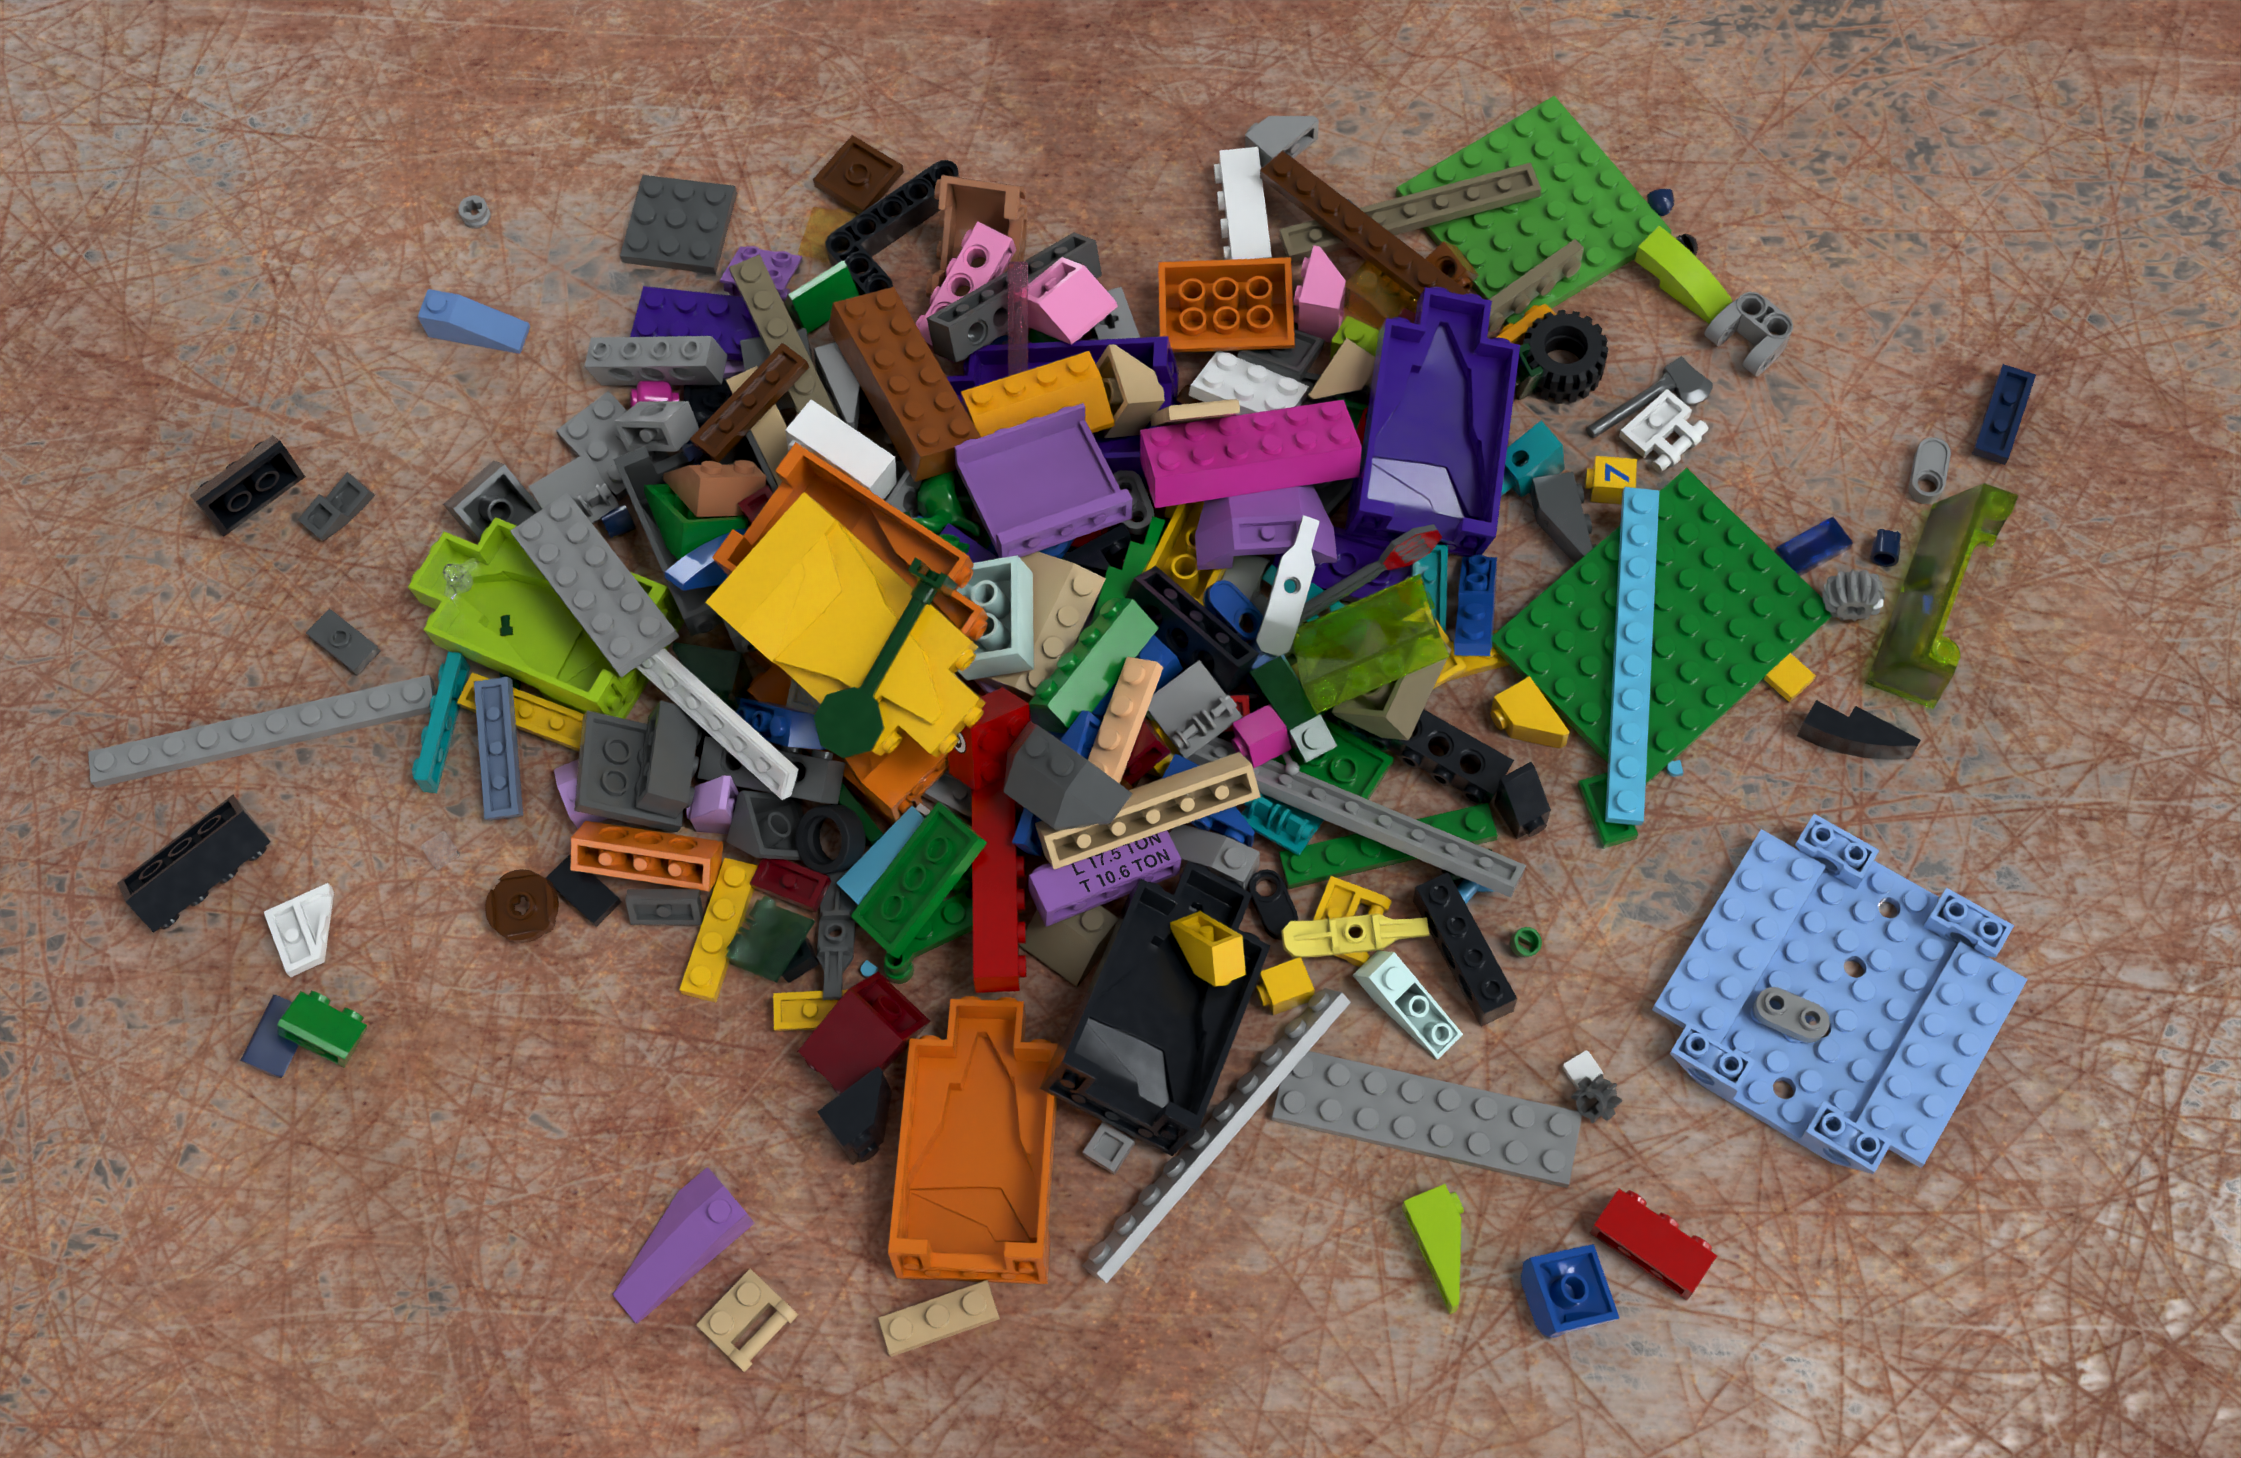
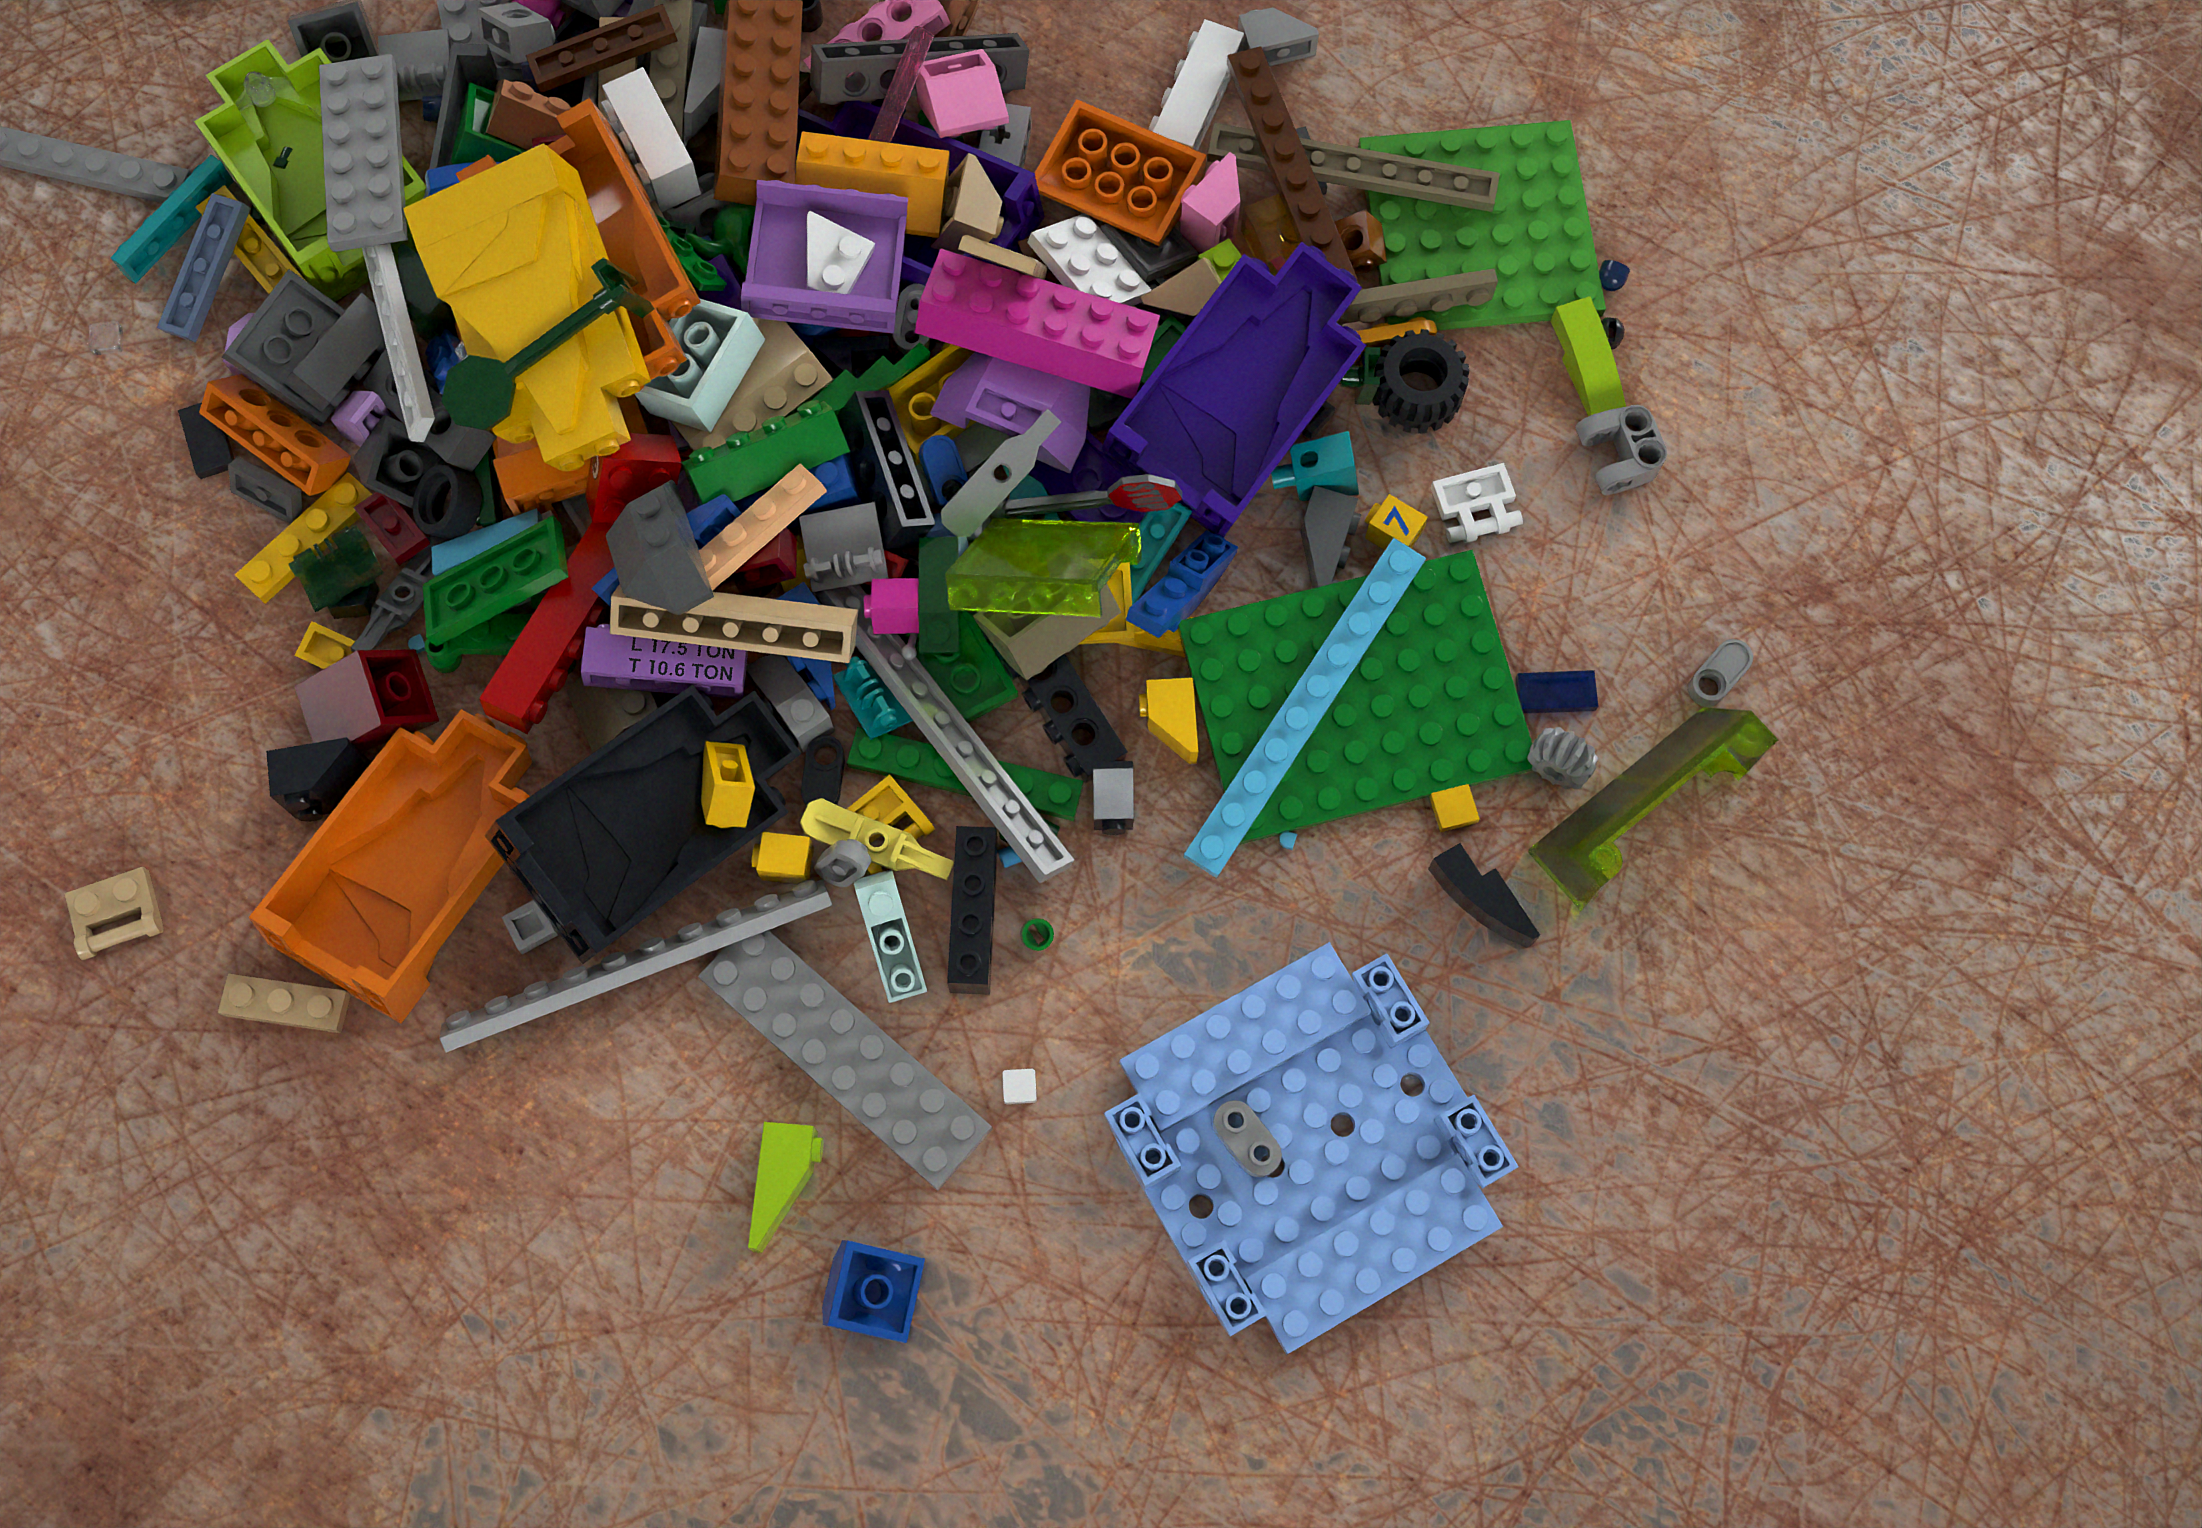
camera: 20 degrees right, 5 degrees up
(343, 641) = (134, 101): dark grey plate -> none
(508, 892) = (156, 436): reddish brown plate -> none
(688, 1236) = (109, 809): medium lavender wedge -> none
(1049, 478) = (834, 255): none -> white wing
(1340, 963) = (843, 862): none -> light grey plate
(1594, 796) = (1184, 870): green tile -> none
(1596, 1098) = (1011, 1120): dark grey gear -> none
(1654, 1243) = (982, 1288): red brick -> none
(1678, 375) = (1526, 457): dark grey piece -> none
(1886, 548) = (1627, 728): dark blue hose -> none
(2004, 414) = (1830, 653): dark blue plate -> none

